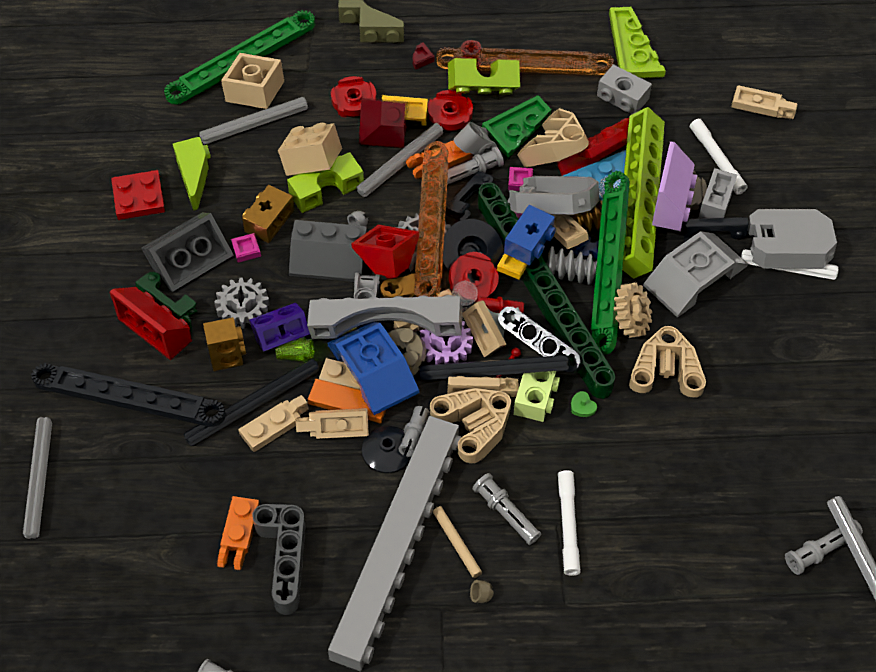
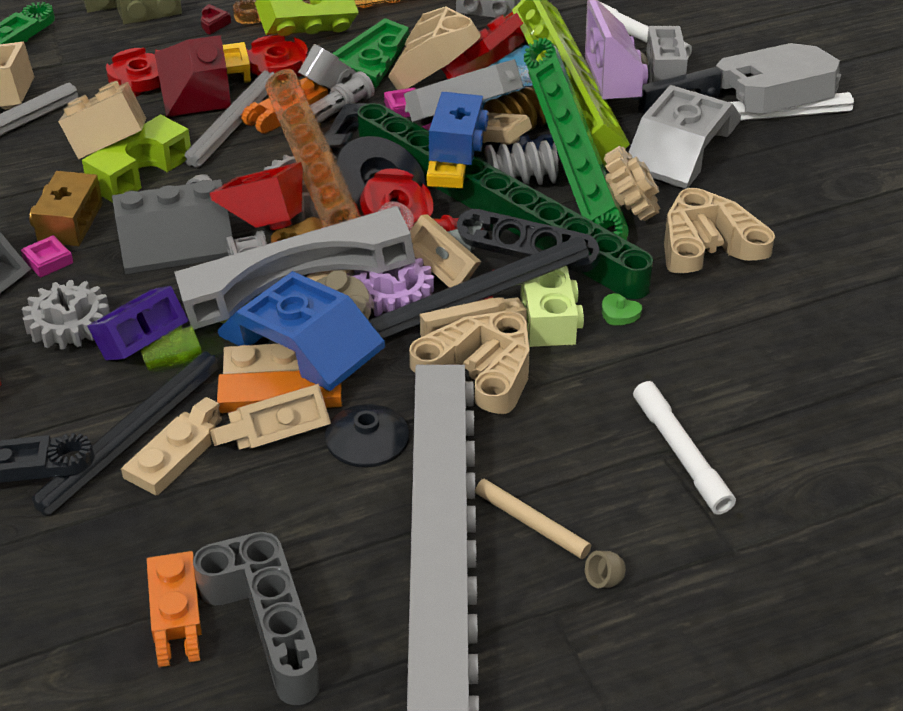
camera: 20 degrees left, 15 degrees down
(224, 343) = (59, 360): pearl gold brick -> none
(413, 430) = (398, 397): light grey pin -> none
(500, 497) = (568, 446): light grey pin -> none

